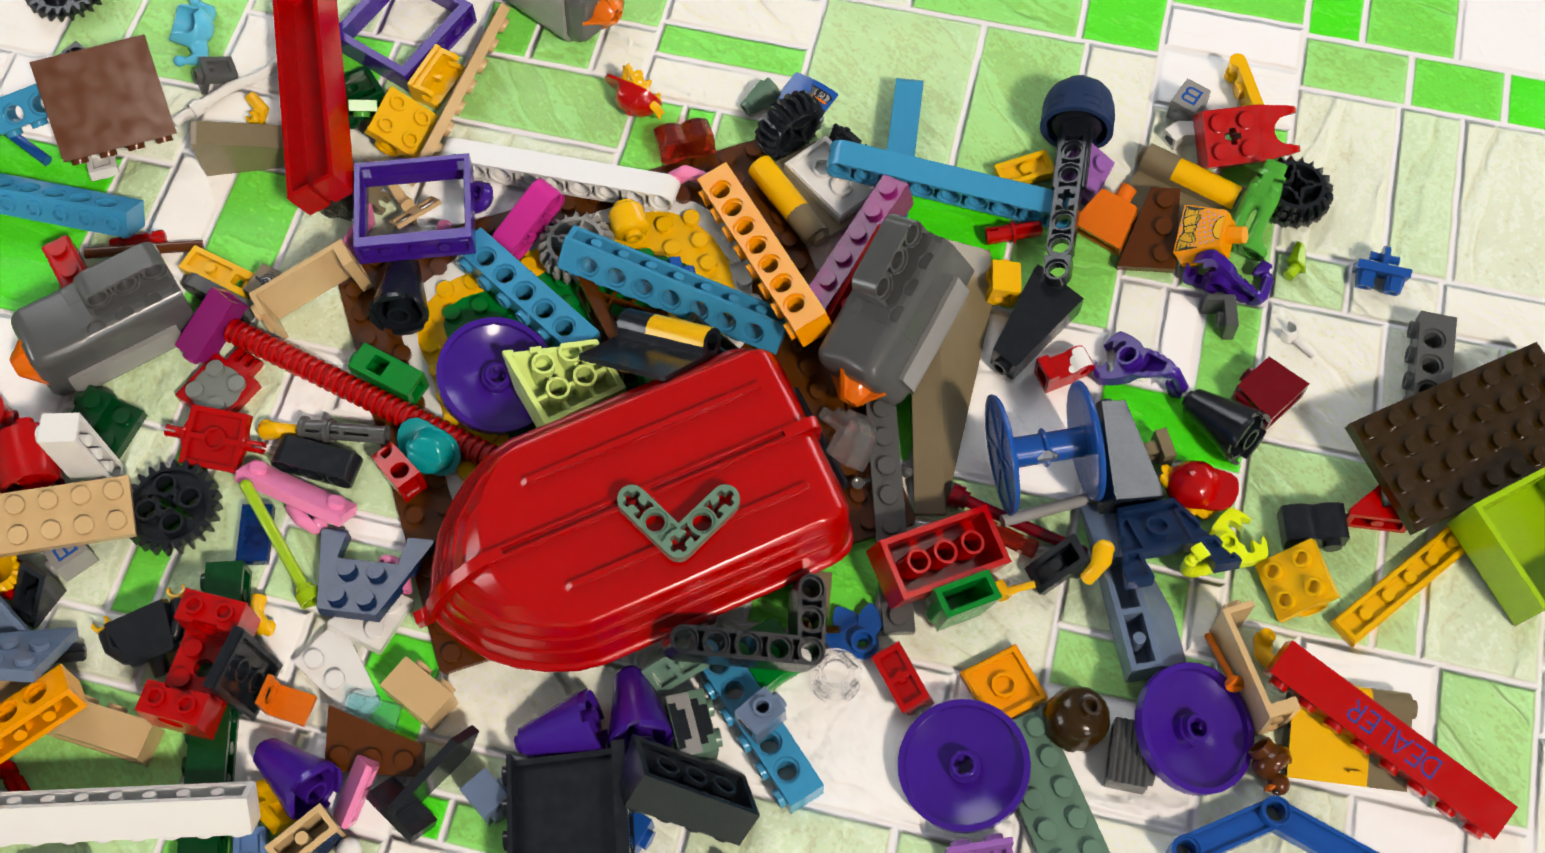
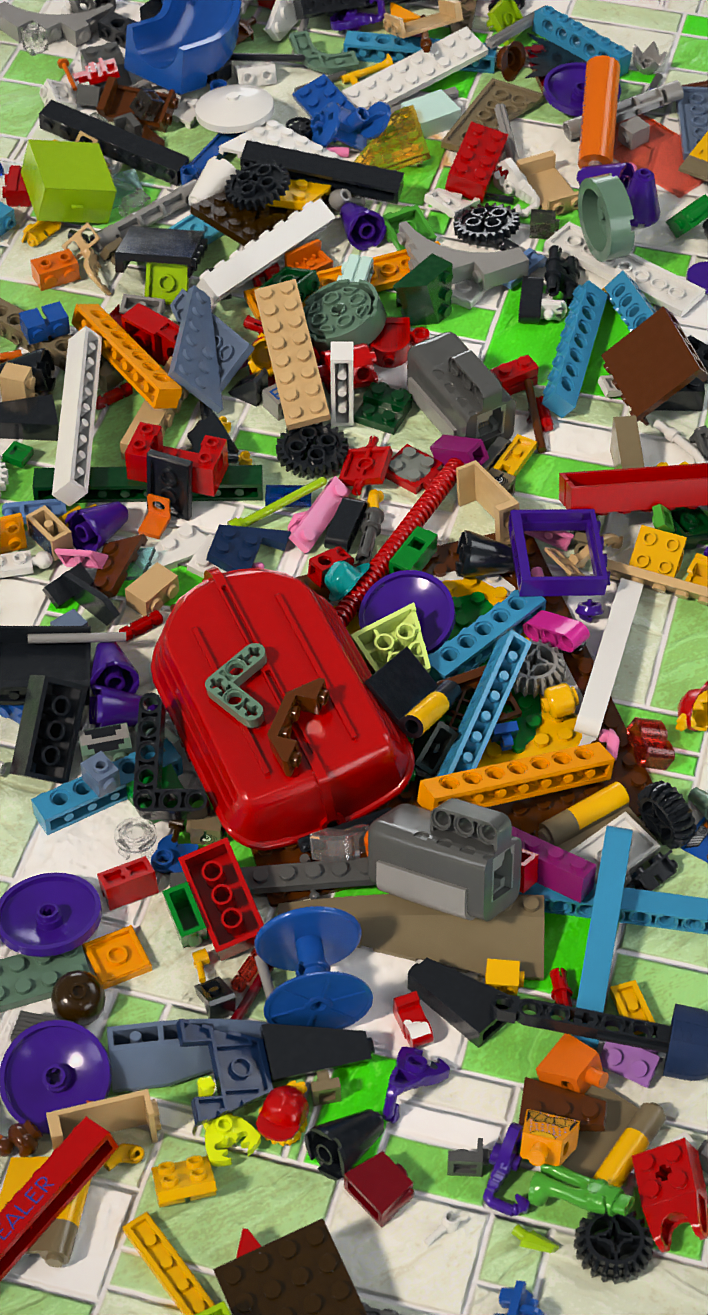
camera: 90 degrees right, 15 degrees down
(258, 605) = (224, 501): yellow arm -> none
(477, 706) = (142, 624): none -> red axle
(520, 775) = (77, 637): none -> light grey bar
(795, 453) = (305, 698): none -> reddish brown slope
(1100, 561) = (210, 1012): yellow arm -> none
(1318, 521) = (238, 1206): black brick -> none

